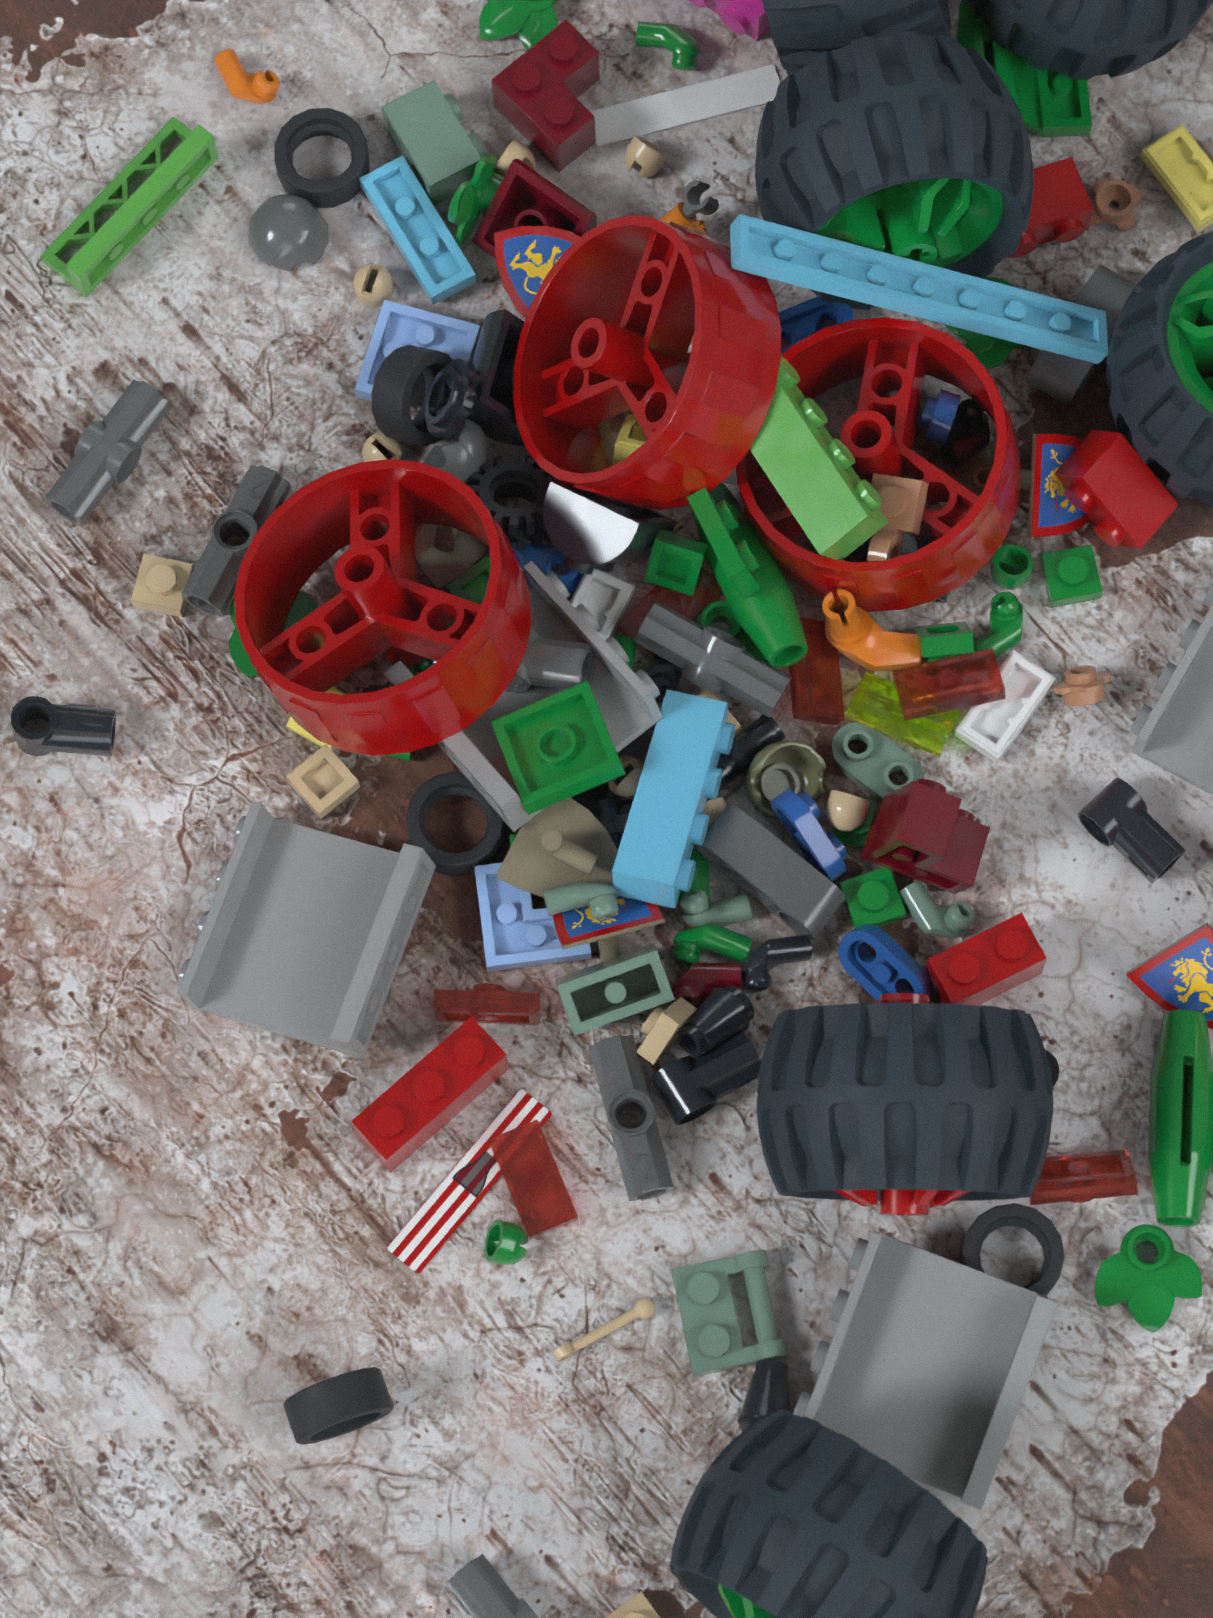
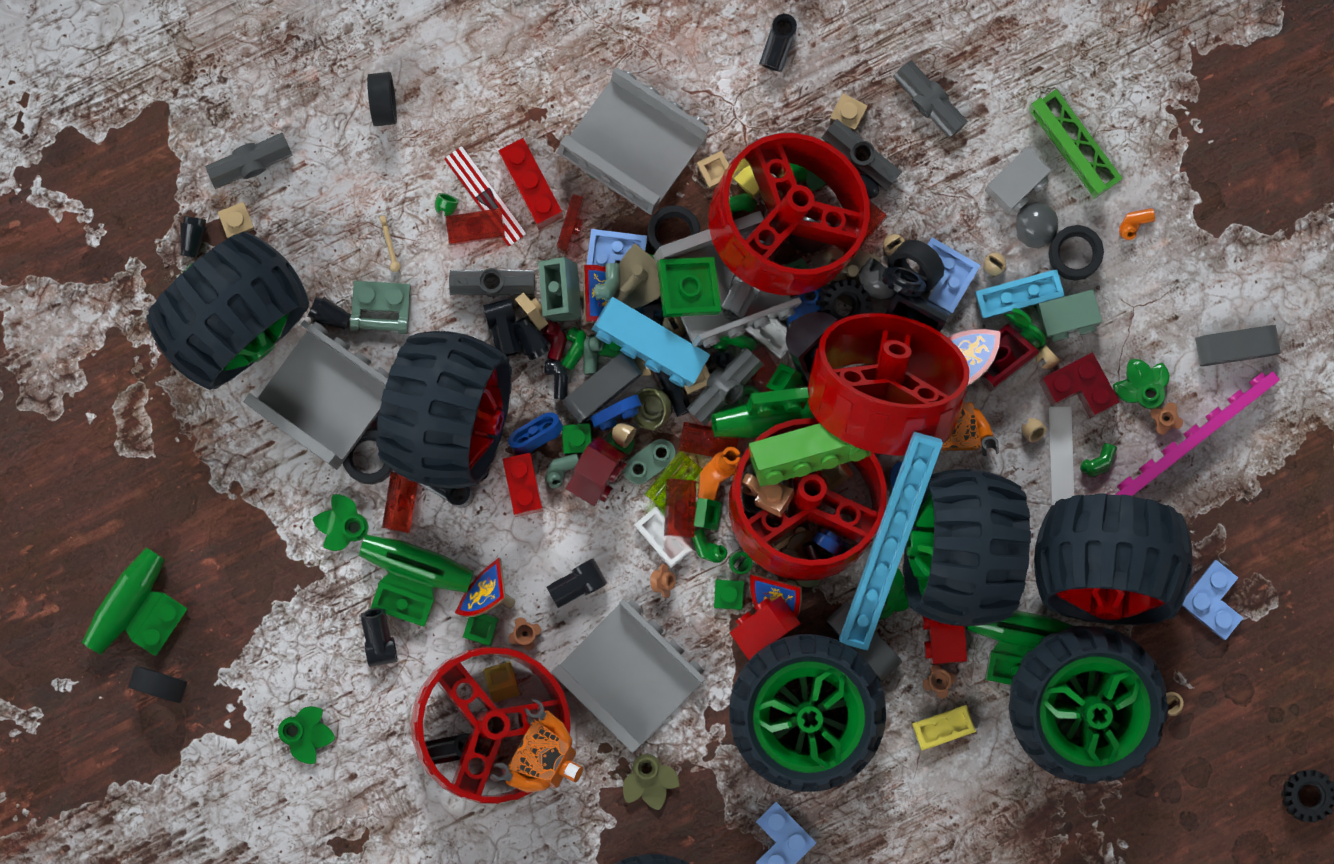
camera: 105 degrees right, 10 degrees up
(219, 275) = (1018, 180): none -> light grey brick

